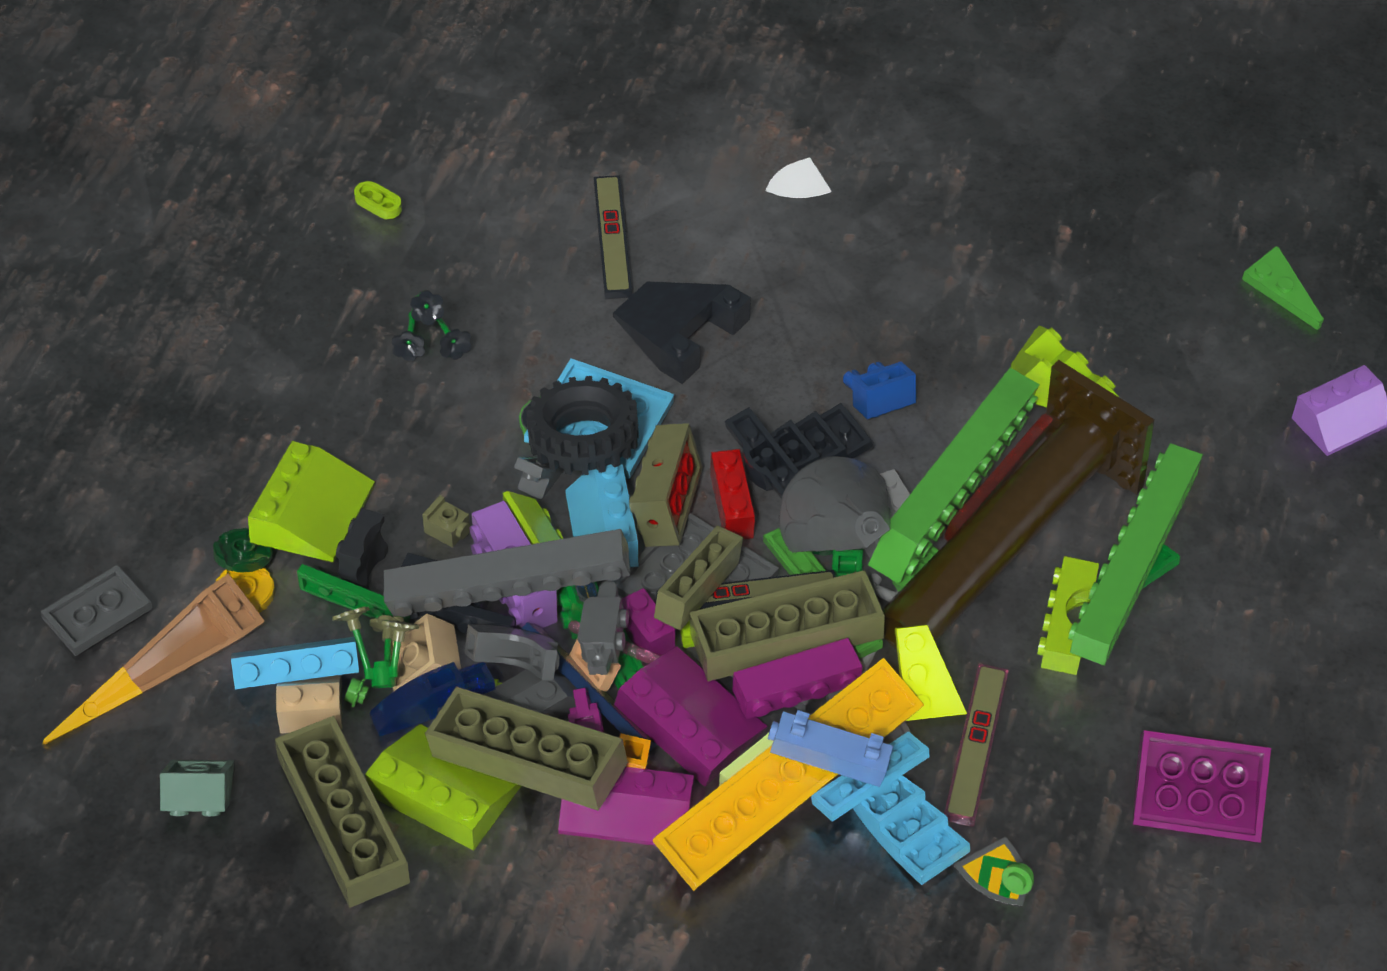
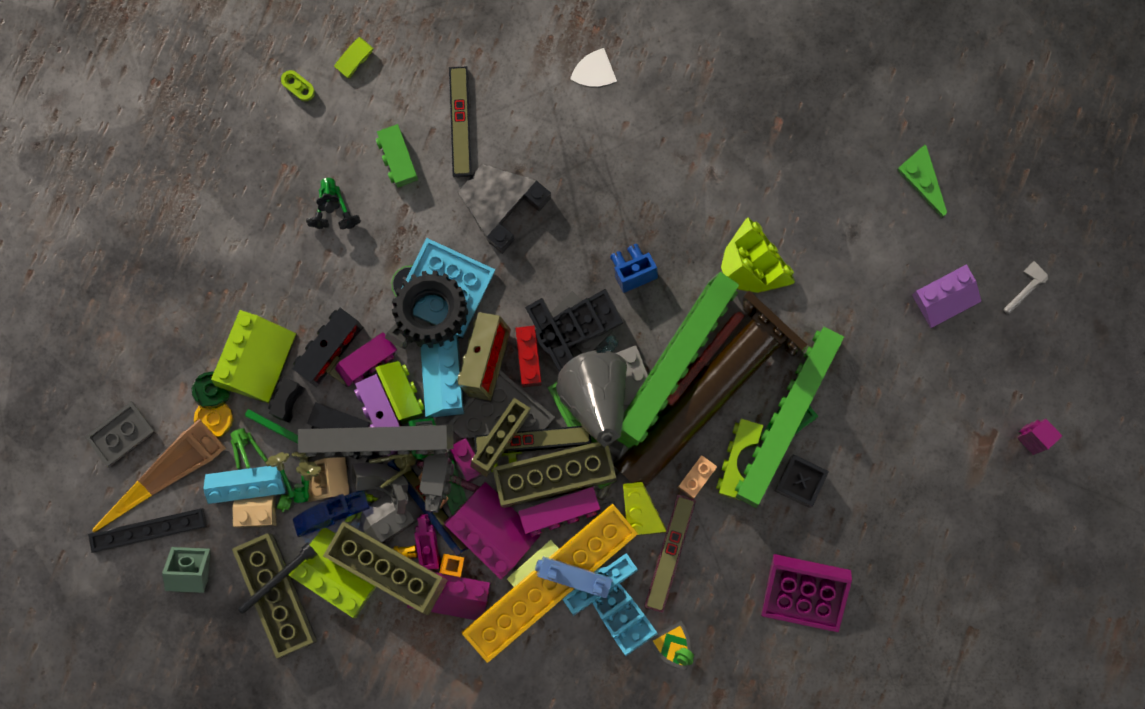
camera: 10 degrees right, 30 degrees up
(132, 738) = (147, 530): none -> black tile
(289, 613) = (239, 440): none -> bright green plant
(397, 738) = (306, 553): none -> black piece
(439, 468) = (329, 343): none -> black brick
(456, 168) = (353, 57): none -> lime slope
(478, 493) = (366, 359): none -> magenta brick
(523, 271) = (396, 156): none -> bright green brick
(549, 618) = (402, 461): none -> olive plant
(1006, 636) = (697, 477): none -> light nougat brick
(1168, 635) = (801, 481): none -> black brick

